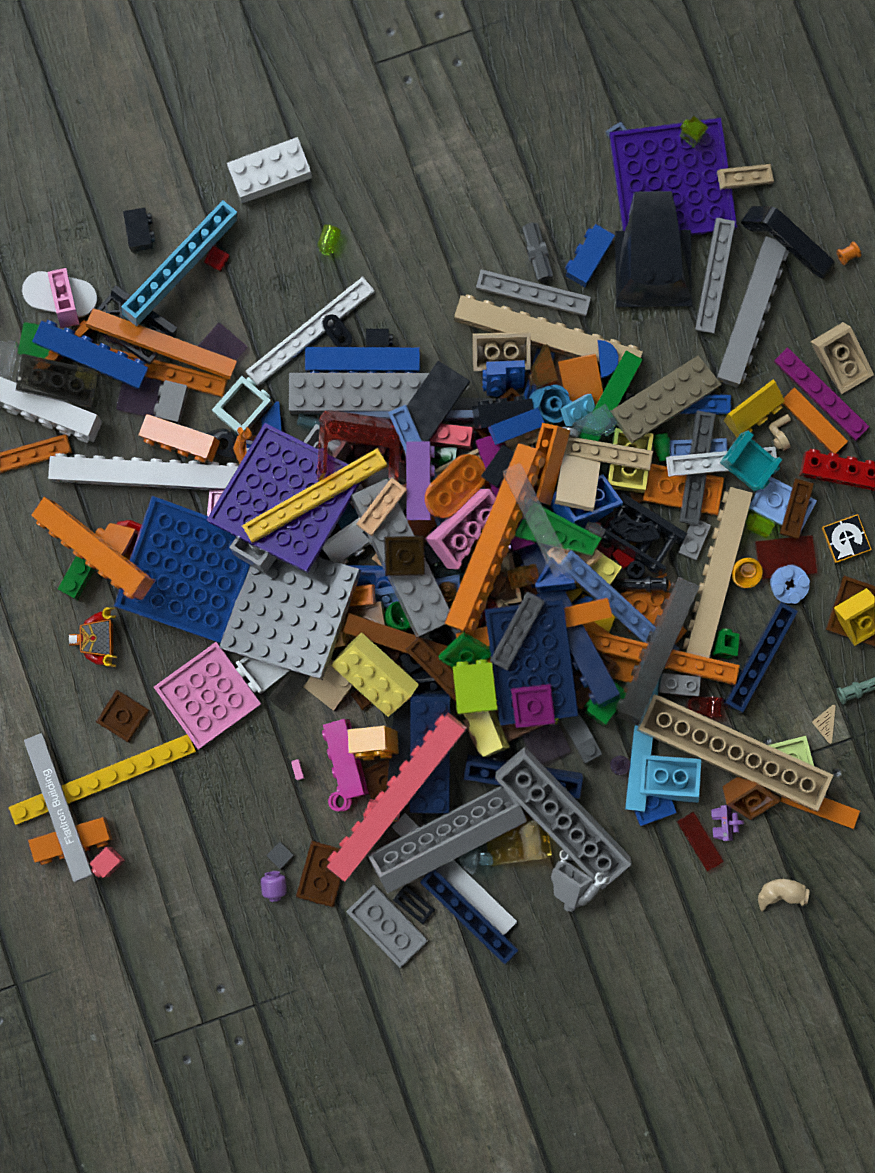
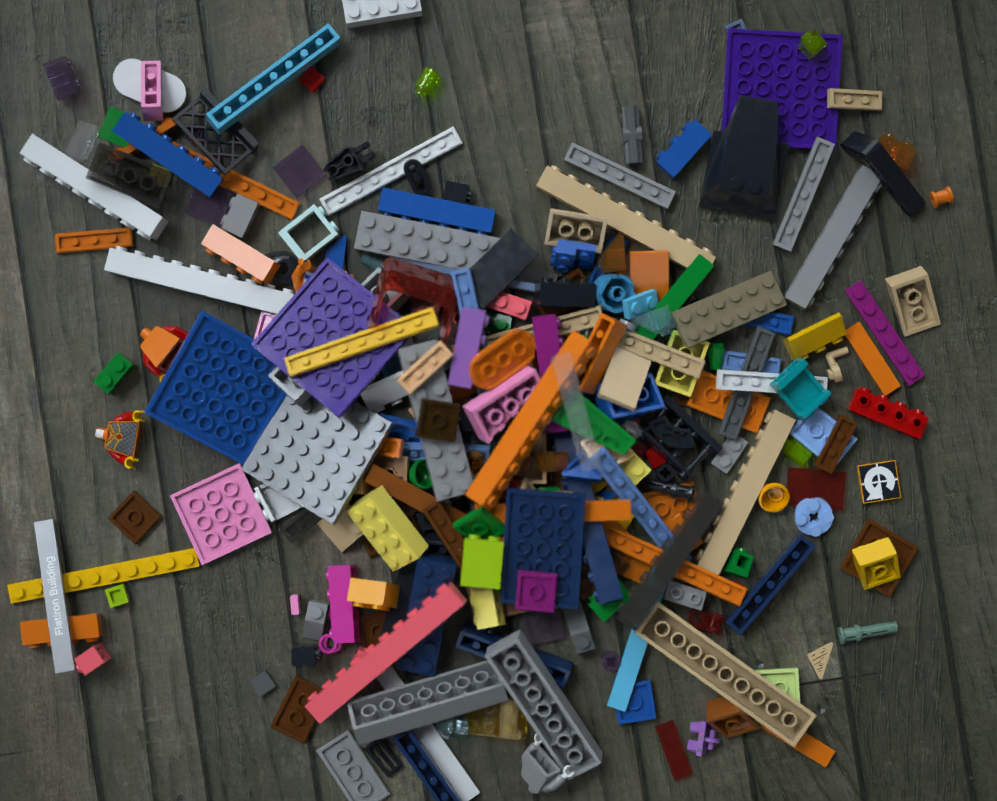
camera: 10 degrees right, 5 degrees up
(93, 548) = (133, 350): orange brick -> none
(119, 796) = (117, 595): none -> lime plate
(138, 229) = (240, 35): black brick -> none
(161, 343) = (240, 156): orange tile -> none
(267, 329) = (349, 162): none -> black hinge
(273, 886) = (250, 712): medium lavender head -> none
(317, 816) = (305, 654): none -> black brick
(320, 782) = (315, 619): none -> light grey slope
(501, 462) = (549, 347): black tile -> none
(516, 426) = (575, 310): blue tile -> none
(517, 630) = (534, 516): flat silver tile -> none
(607, 358) = (679, 257): blue tile -> none
(671, 778) = (657, 684): medium azure slope -> none
(800, 216) = (900, 151): none -> clear orange brick

